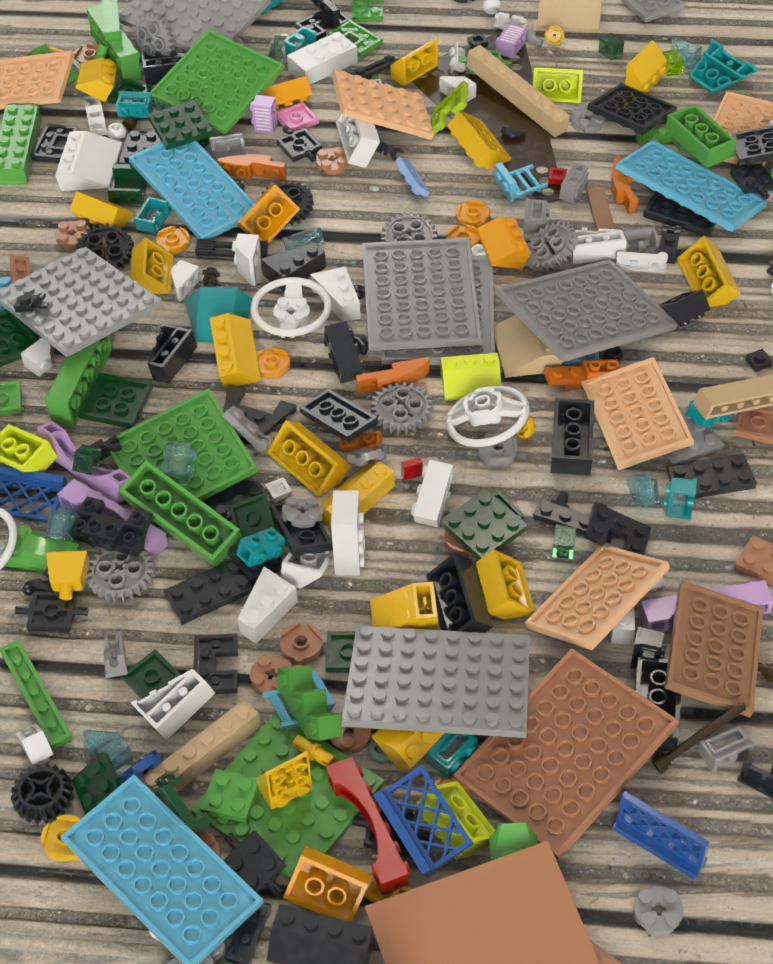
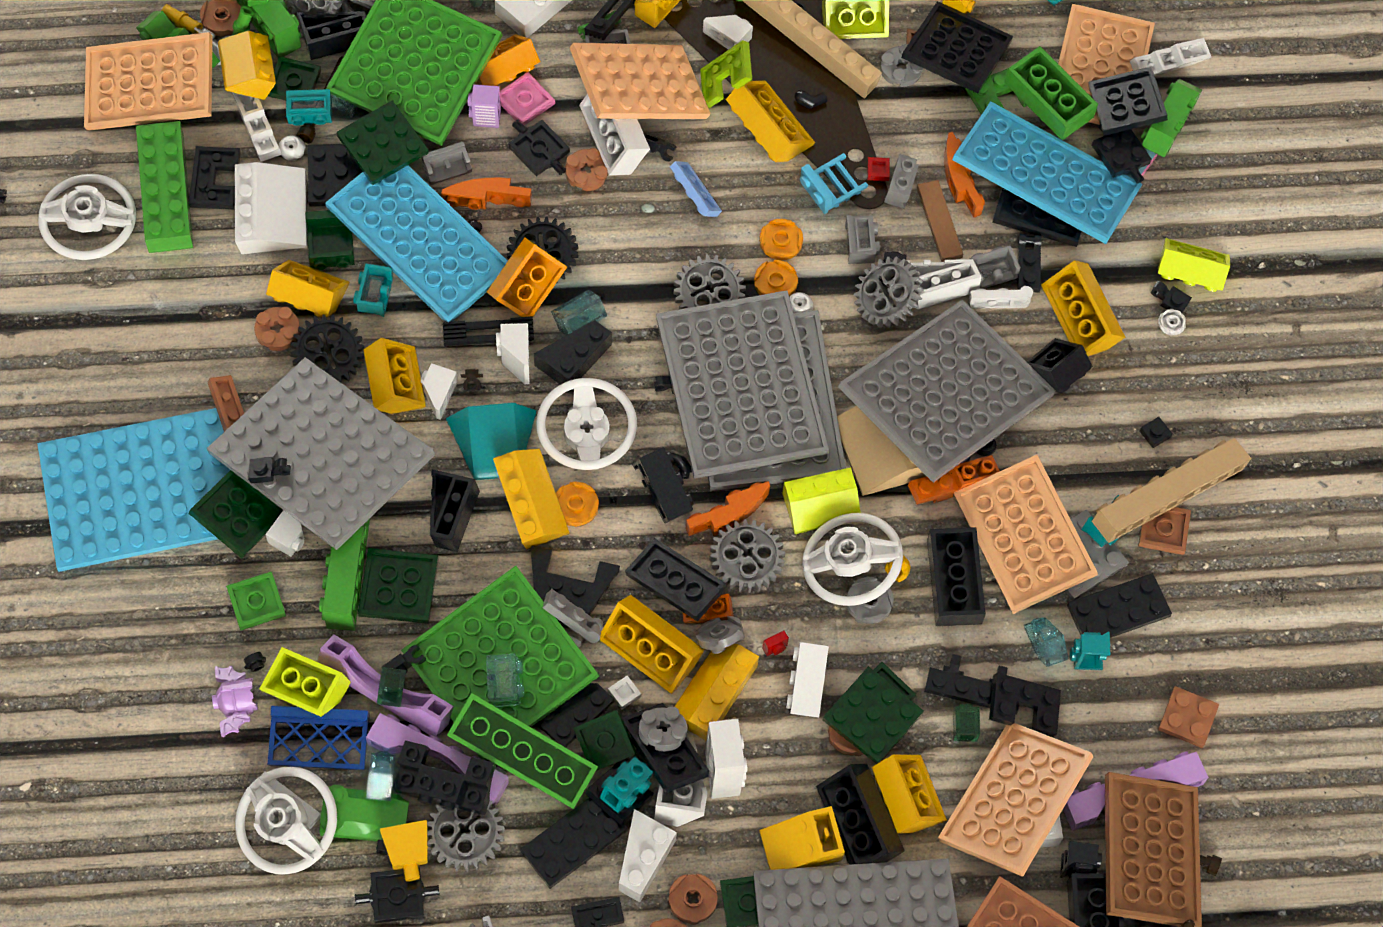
camera: 15 degrees left, 15 degrees up
(36, 585) = (369, 861): black arm -> none
(173, 239) = (408, 323): light orange tile -> none
(341, 292) = (641, 388): white wedge -> none
(504, 243) = (830, 290): light orange slope -> none

